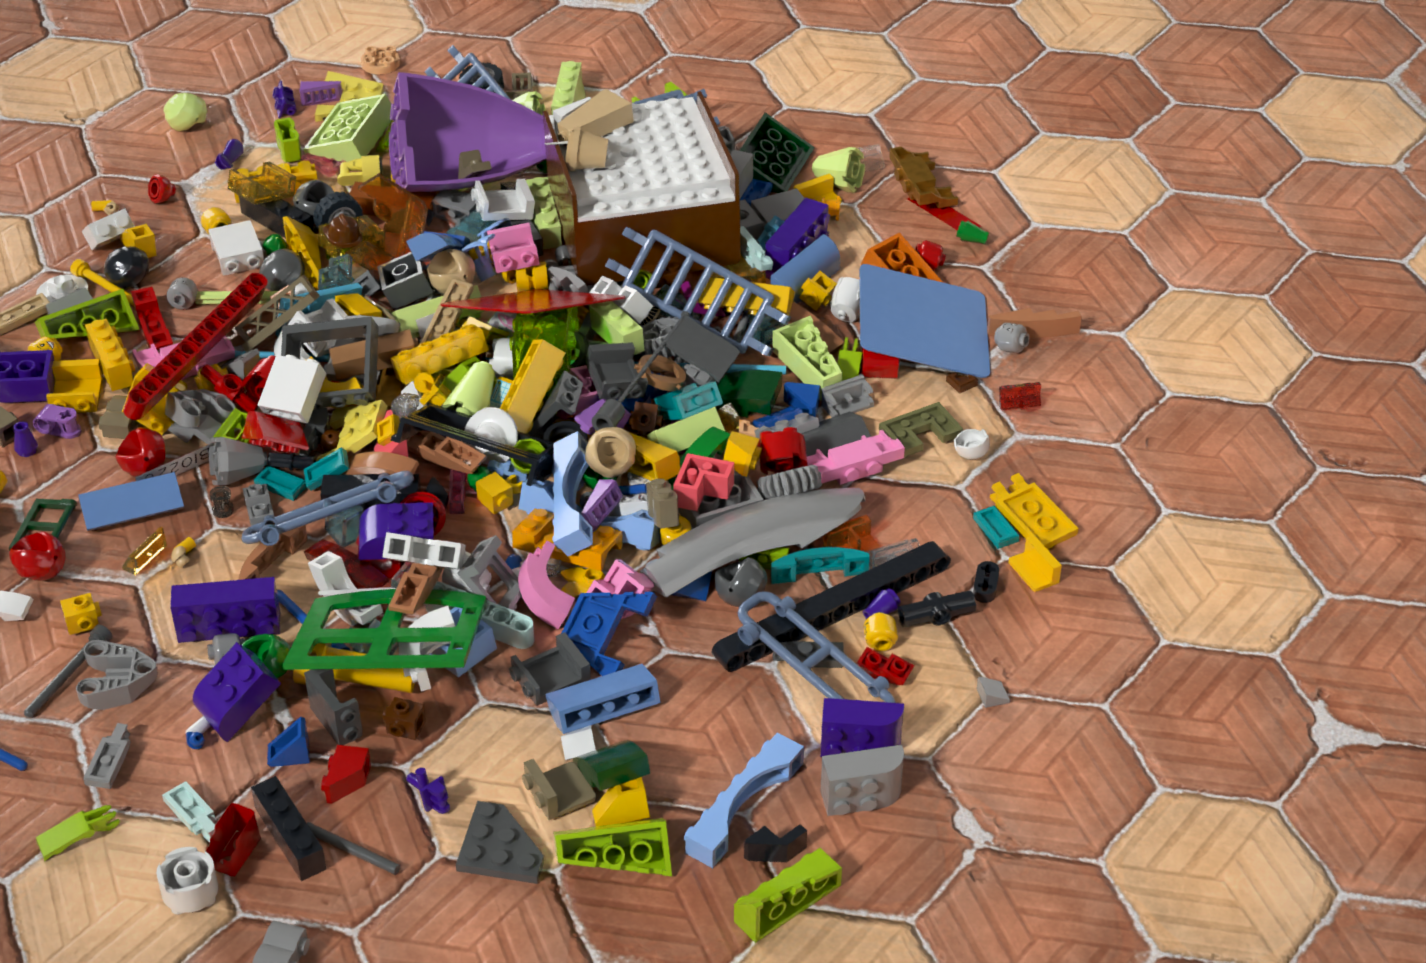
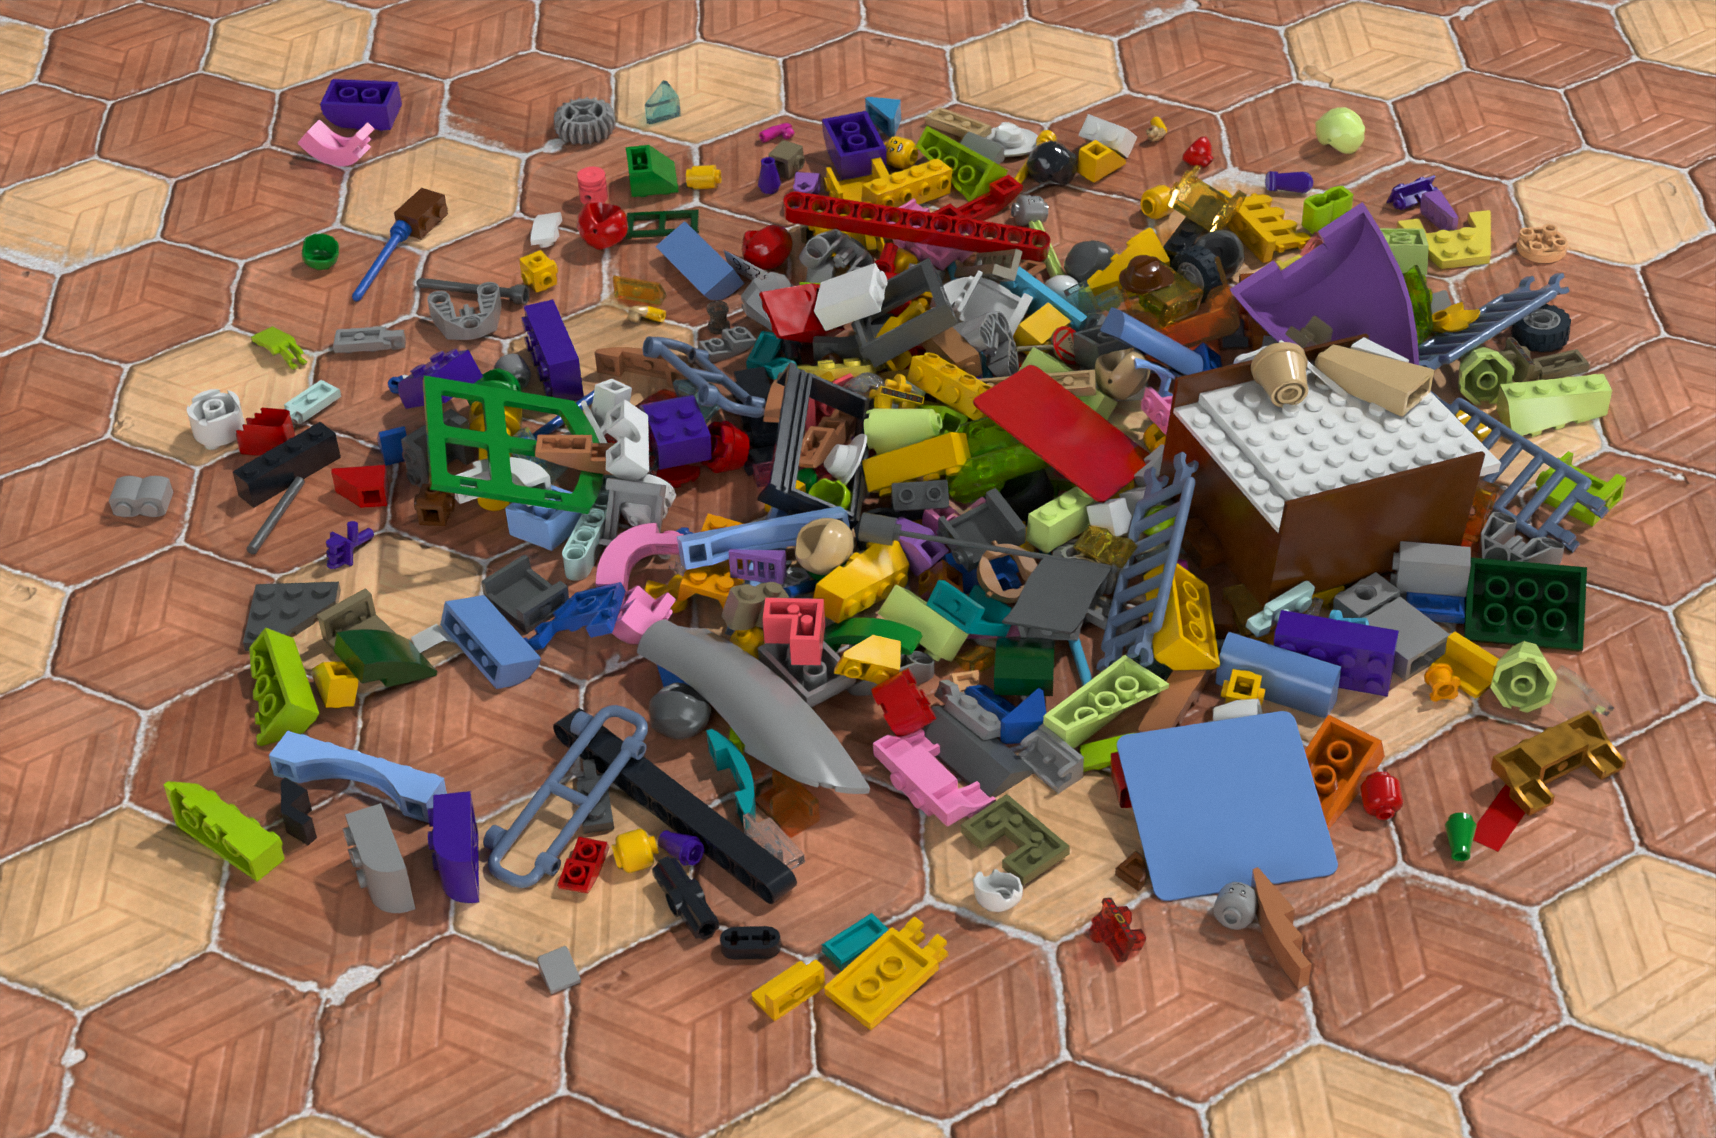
camera: 80 degrees right, 0 degrees up
(236, 247) = (1121, 222): white panel -> none
(660, 314) = (1104, 547): none -> clear yellow slope
(790, 482) = (849, 719): light grey gear -> none

